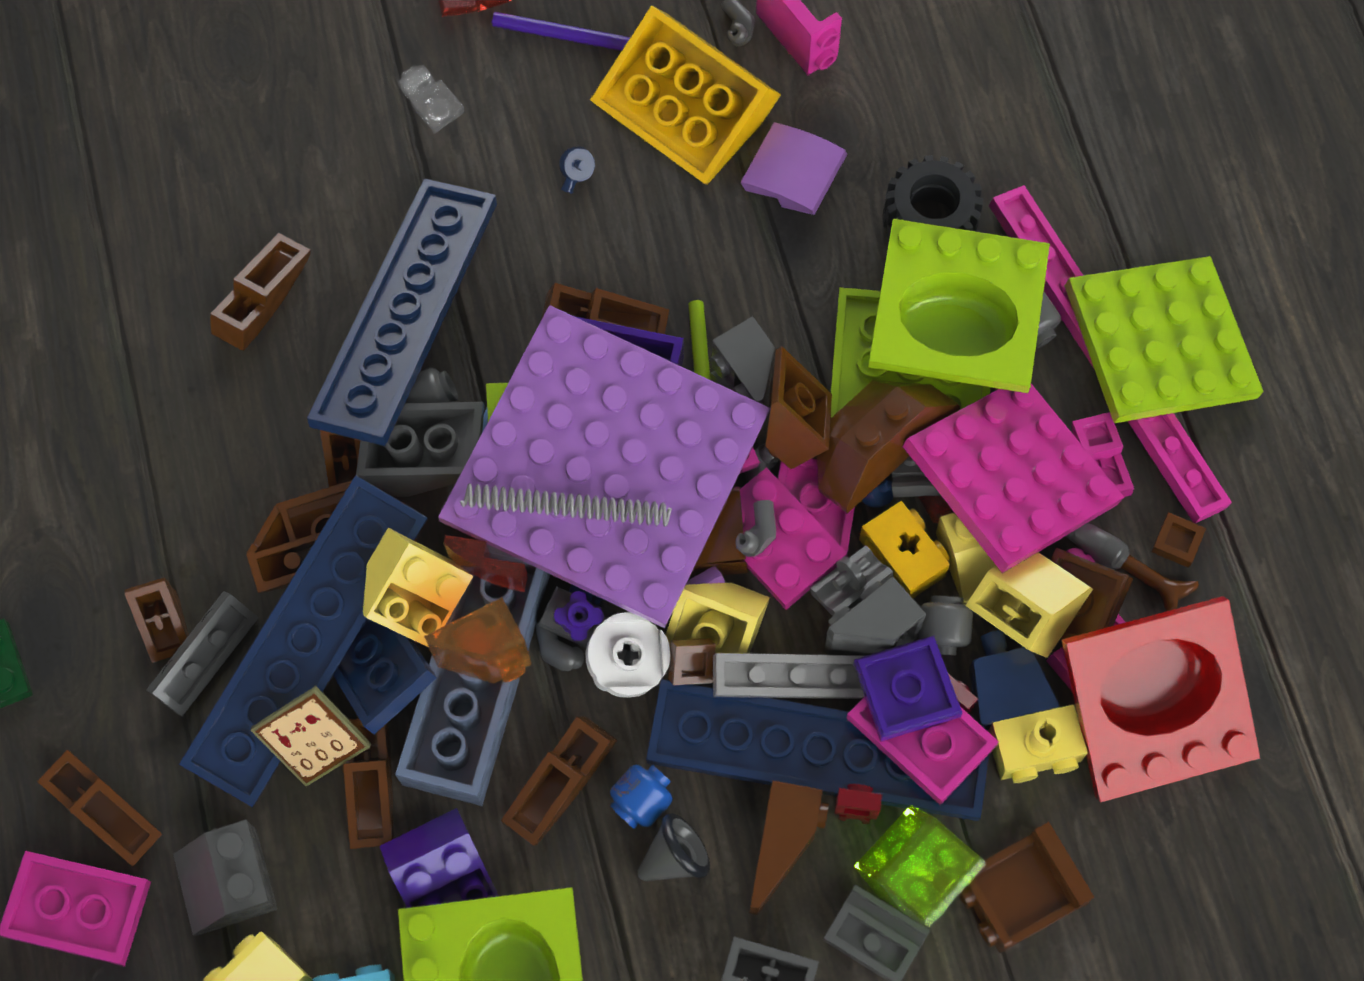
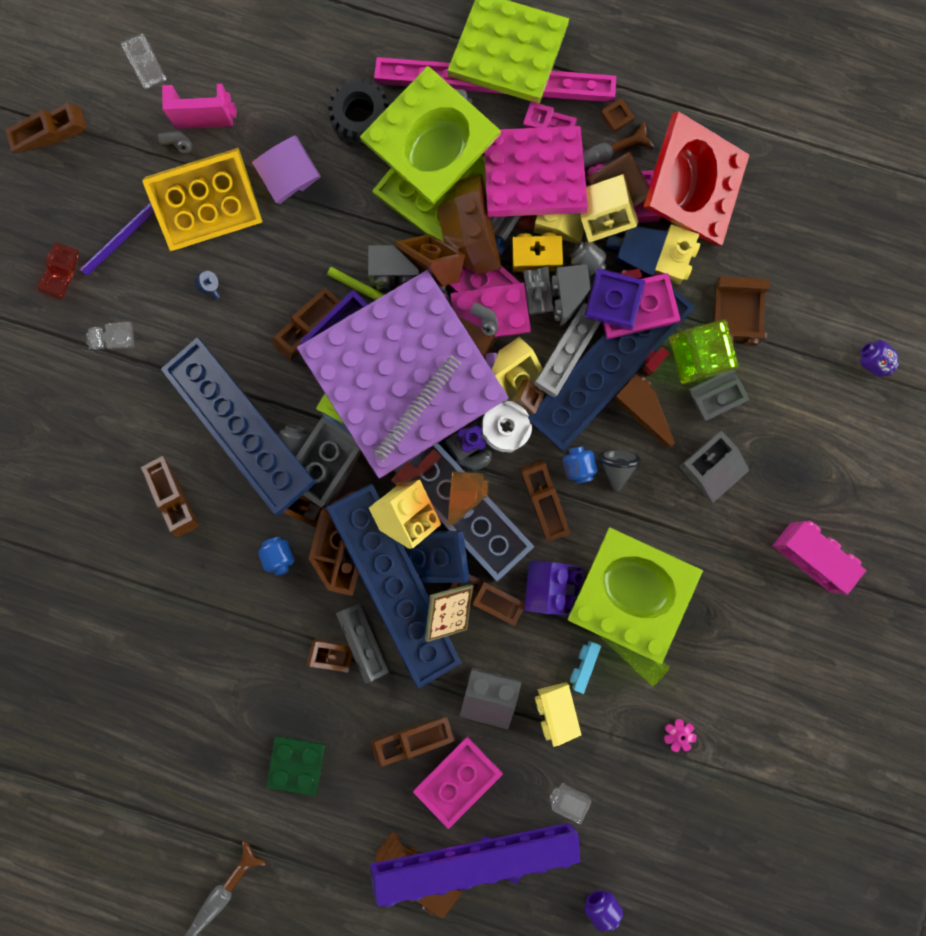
camera: 55 degrees left, 15 degrees up
(258, 468) = (276, 556): none -> blue head

